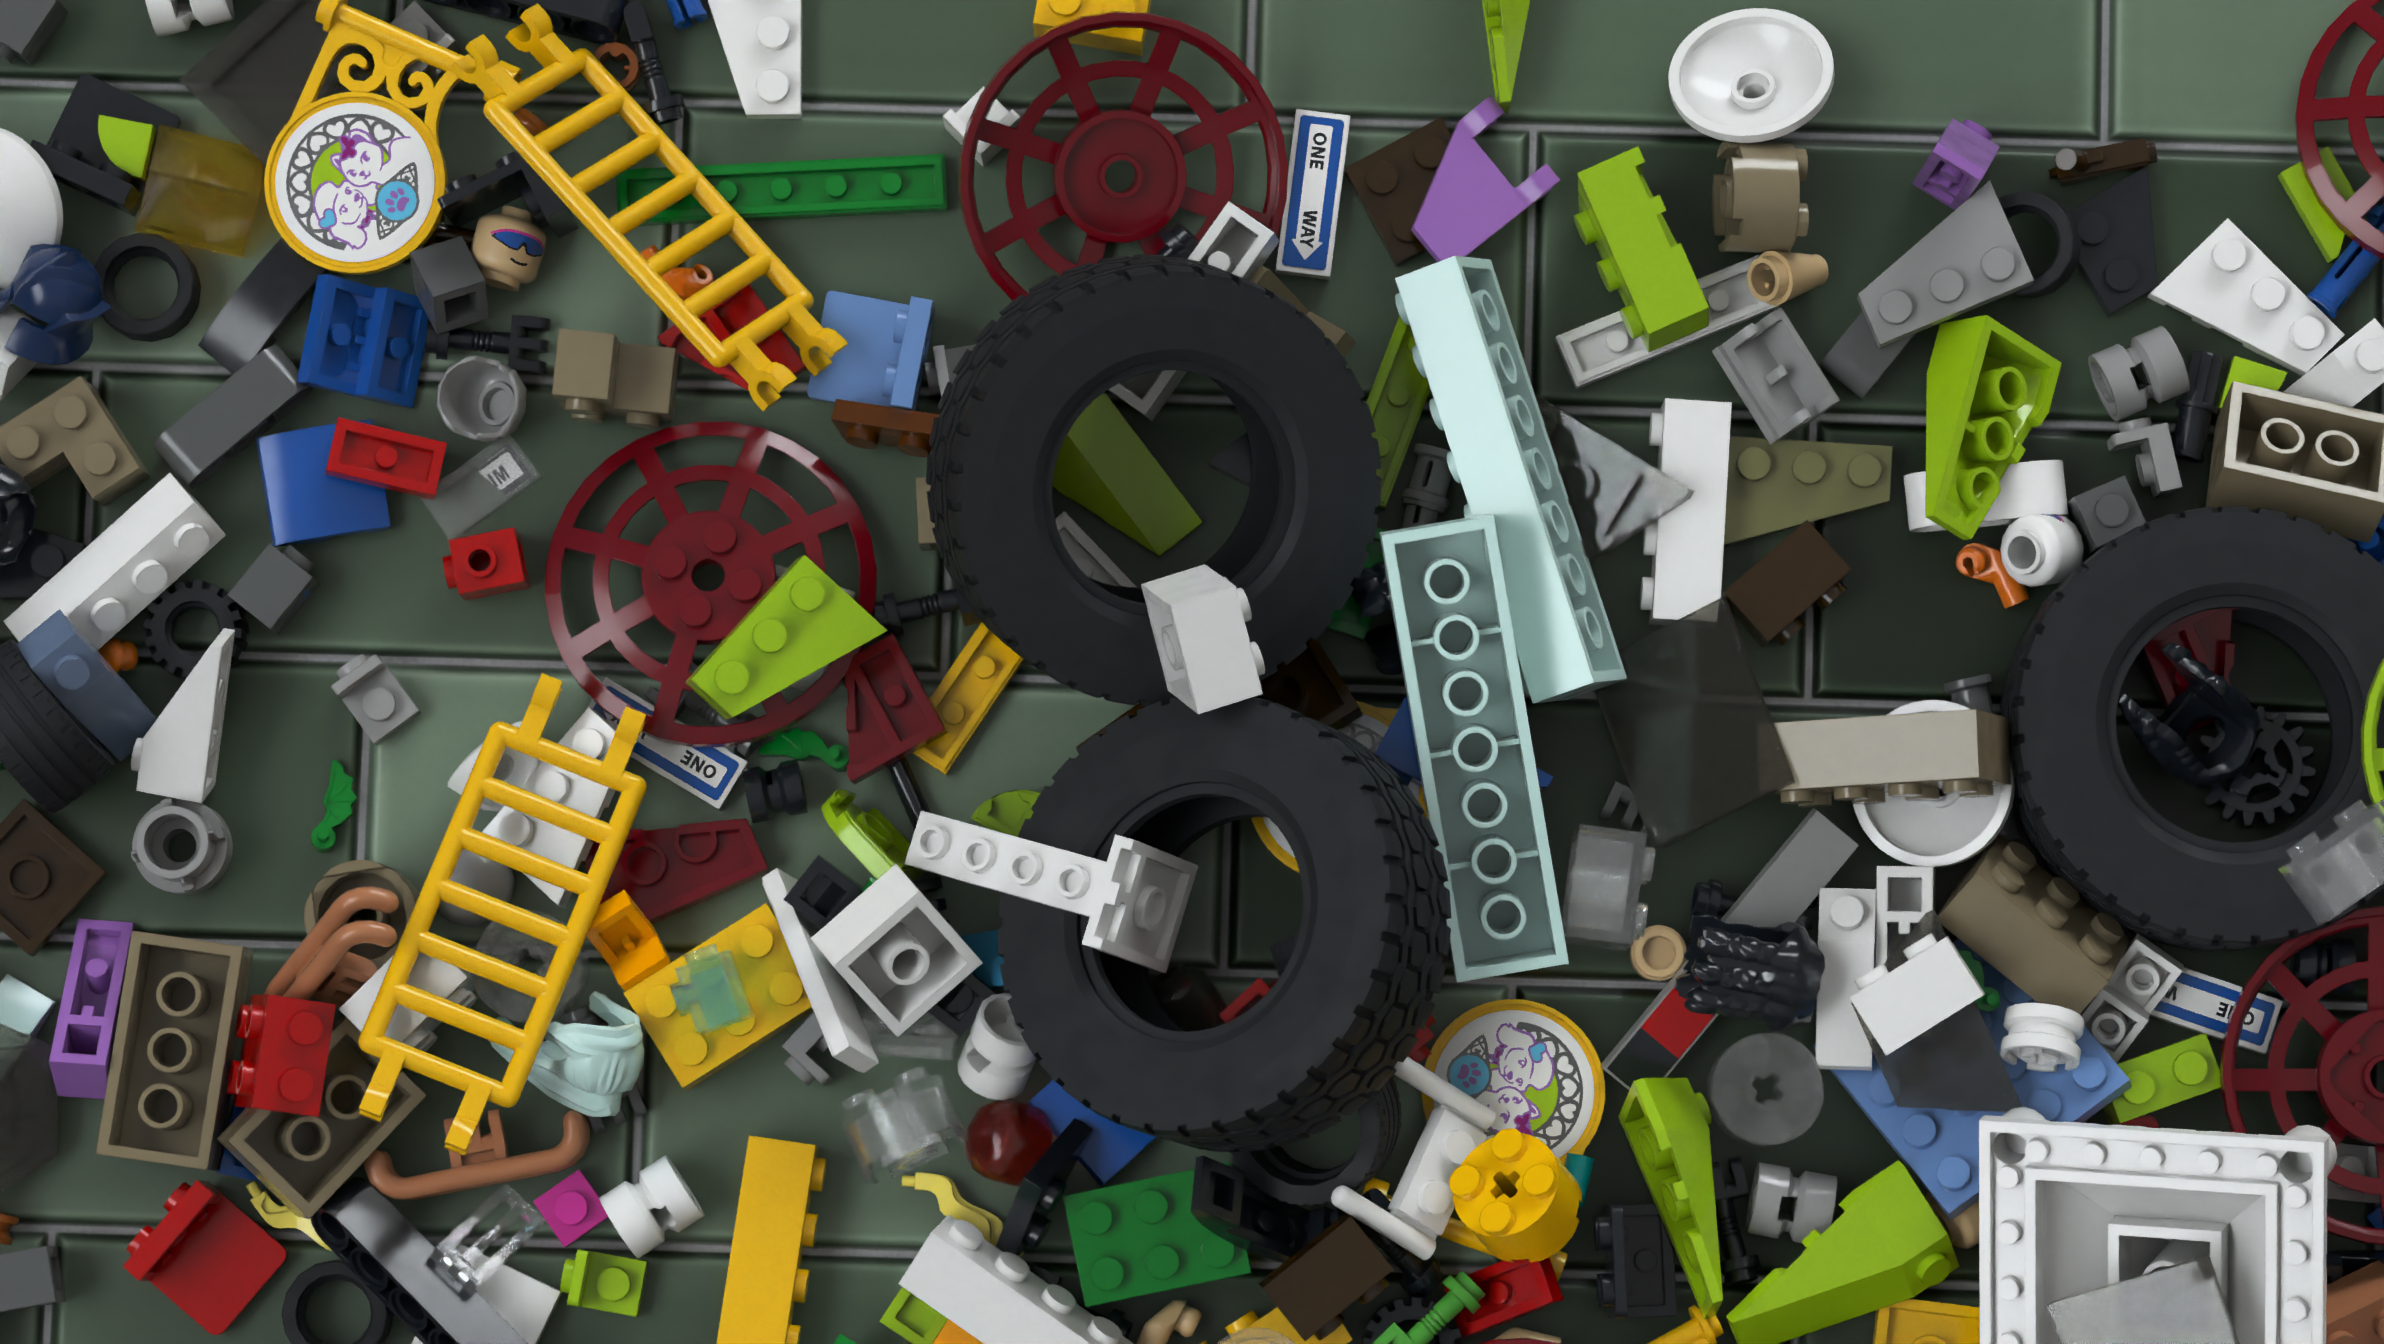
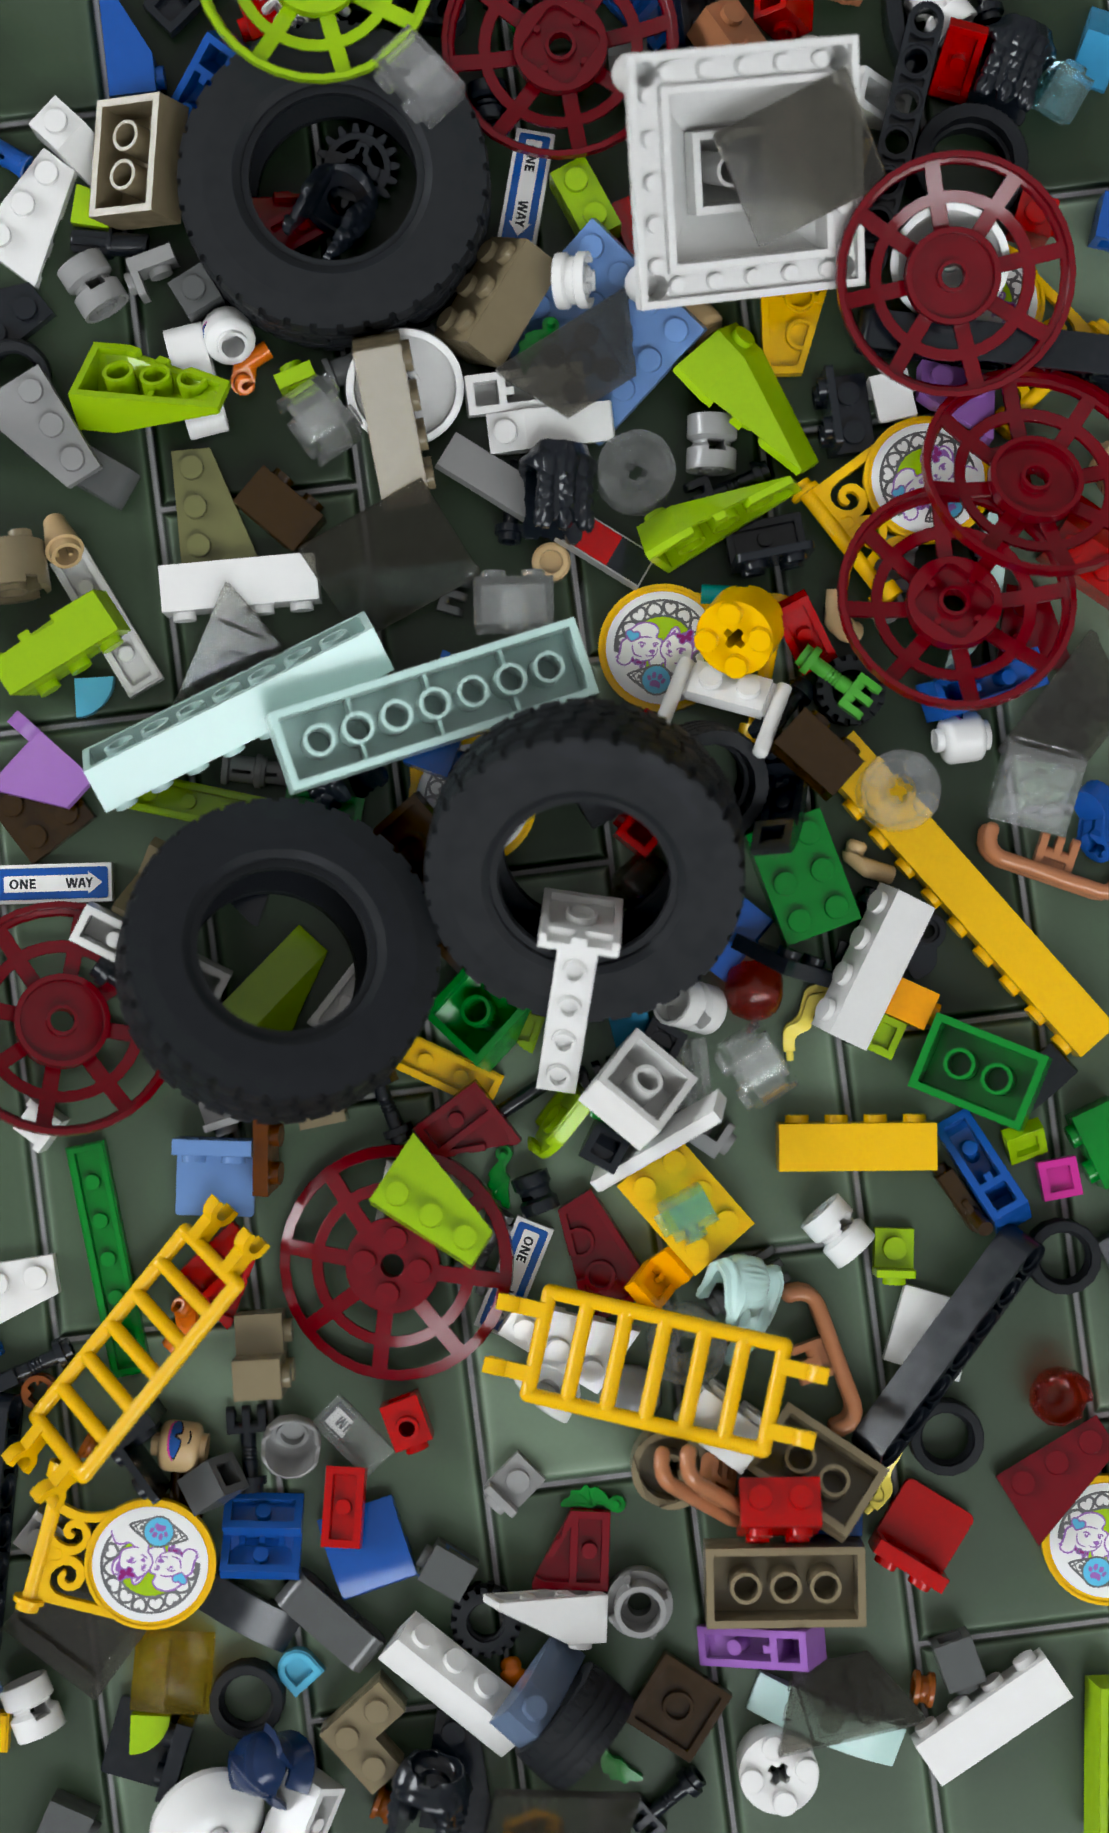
camera: 105 degrees left, 5 degrees up
(172, 363) = (298, 1669): none -> medium azure tile
(263, 773) = (578, 1553): none -> dark red wing
(461, 1264) = (902, 1357): clear tile -> none
(571, 1208) = (846, 1286): dark pink plate -> none
(1025, 744) = (477, 1021): none -> green slope
(1204, 638) = (388, 905): white brick -> none
(1568, 286) = (92, 694): none -> medium azure tile
(1775, 376) = (133, 538): light grey hinge -> none
(1903, 659) = (320, 418): none -> clear brick
(1916, 993) = (557, 370): white brick -> none
(1971, 634) = (293, 374): none -> lime plate
(2130, 995) = (519, 221): white slope -> none

